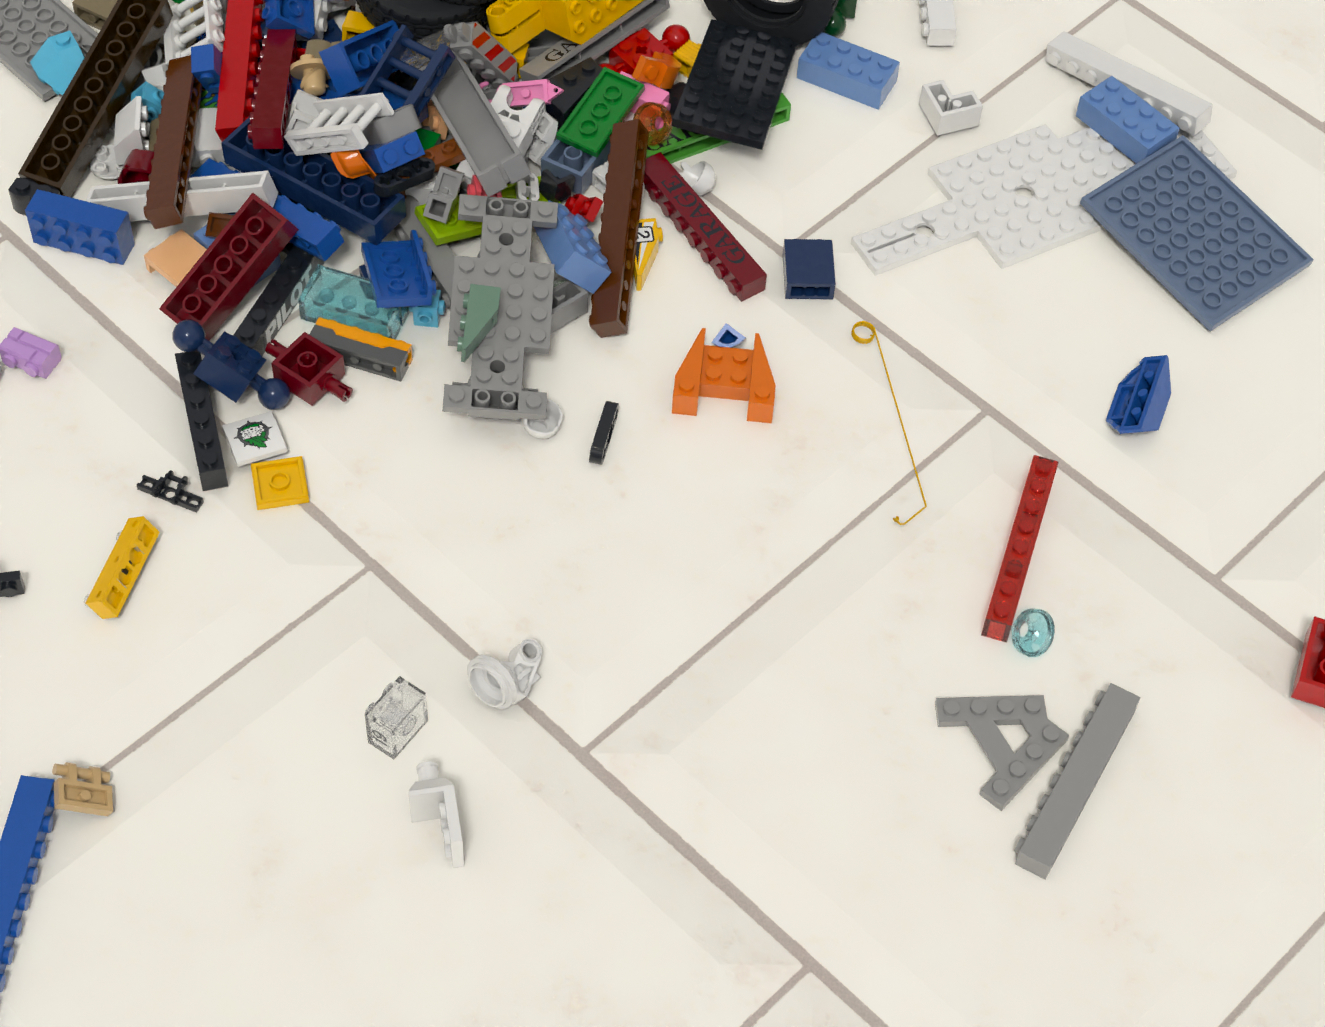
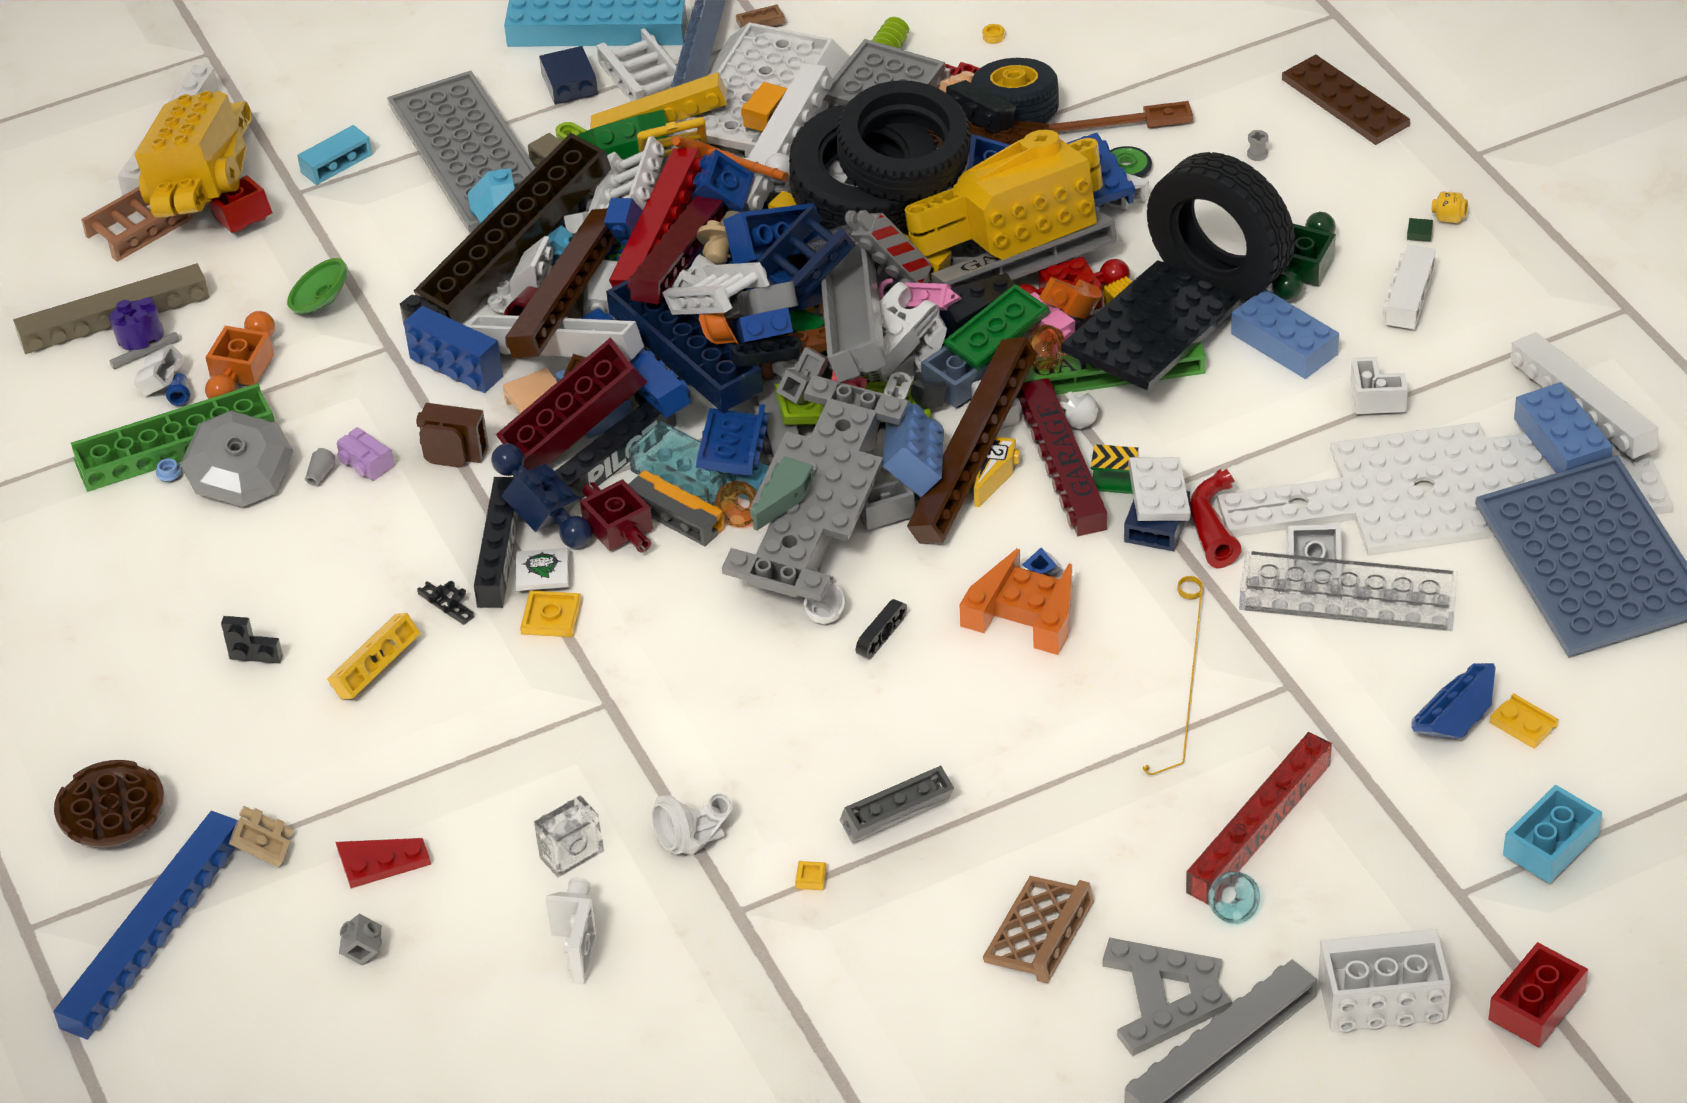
camera: 25 degrees right, 10 degrees down
(113, 317) = (452, 434): none -> reddish brown brick
(210, 783) = (380, 859): none -> red wing
(227, 877) = (360, 939): none -> light grey brick
(422, 344) = (728, 502): none -> clear orange piece
(584, 206) = (947, 415): red slope -> none
(637, 699) = (811, 875): none -> yellow tile
(693, 610) = (896, 804): none -> dark grey piece
(755, 228) = (1111, 468): none -> piece
(807, 243) = (1159, 489): none -> white plate
(868, 279) = (1215, 538): none -> red animal
(891, 702) = (1059, 931): none -> medium nougat fence
(958, 274) = (1314, 540): none -> white slope
(1006, 308) = (1348, 590): none -> clear brick
(1198, 684) = (1384, 980): none -> white brick
(1199, 401) = (1523, 721): none -> yellow plate
(1275, 506) = (1552, 833): none -> medium azure brick

